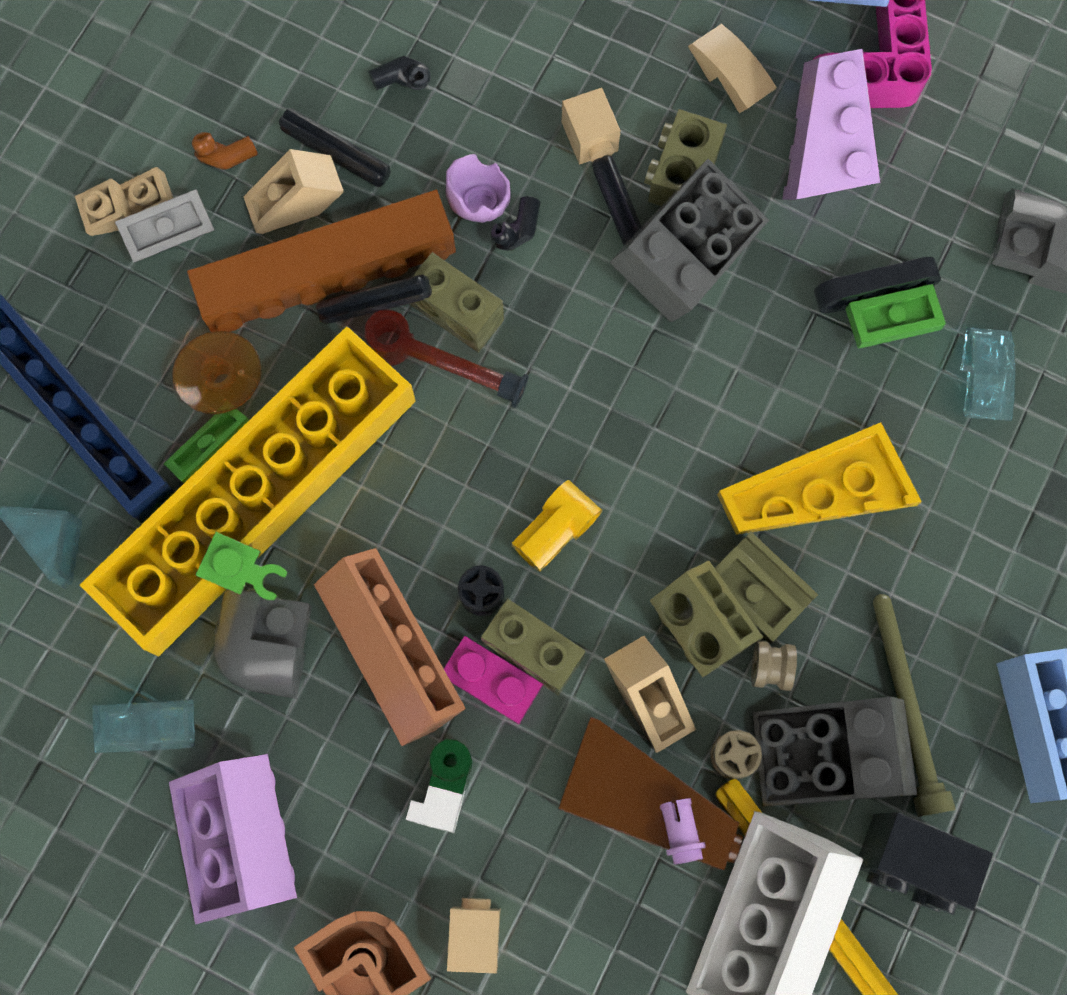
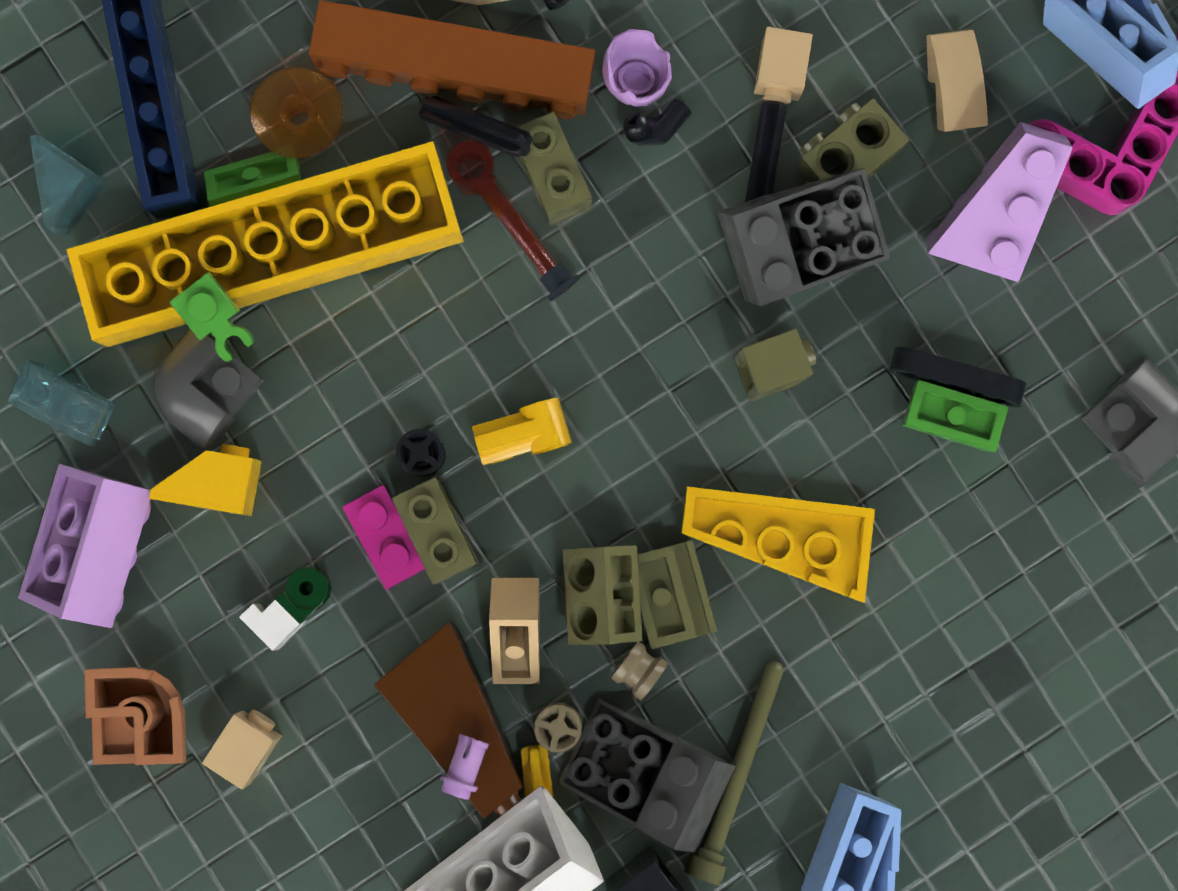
camera: 30 degrees right, 10 degrees up
(315, 717) = (214, 482): none -> yellow slope
(389, 646) = (309, 456): nougat brick -> none
(730, 351) = (775, 364): none -> olive brick
(991, 374) = (1007, 522): clear light blue slope -> none

